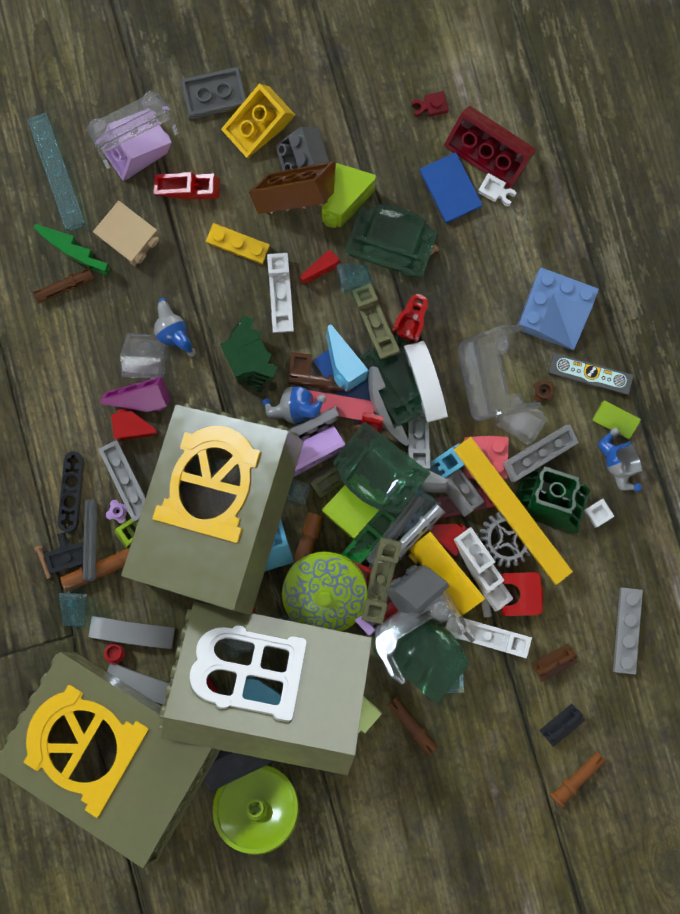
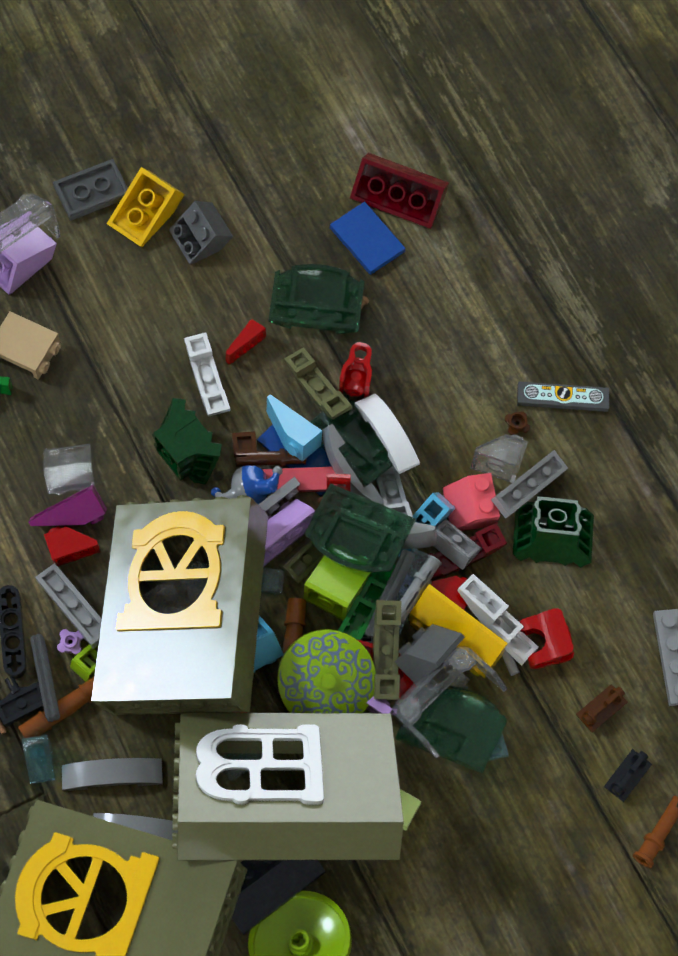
camera: 15 degrees left, 15 degrees down
(114, 653) = (97, 801): red plate -> none
(172, 329) = (94, 433): piece -> none
(187, 186) = (81, 285): red slope -> none
(237, 244) = (149, 335): yellow plate -> none
(294, 188) = (201, 263): reddish brown slope -> none
(351, 191) = (258, 260): lime slope -> none
(352, 276) = (281, 344): clear light blue slope -> none
(419, 734) = (459, 811): reddish brown pin -> none
(433, 104) = (328, 159): dark red plate -> none
(485, 375) = (447, 414): clear windscreen -> none
(492, 637) = (523, 694): white slope -> none
(494, 188) = (414, 230): white plate -> none
(512, 510) = (515, 547): yellow tile -> none
(518, 554) = (522, 590): light grey gear -> none
(557, 308) = (510, 336): medium blue slope -> none
(599, 513) = (609, 537): white plate -> none
(614, 417) = (602, 436): lime slope -> none
(621, 461) = (618, 478): light grey piece -> none

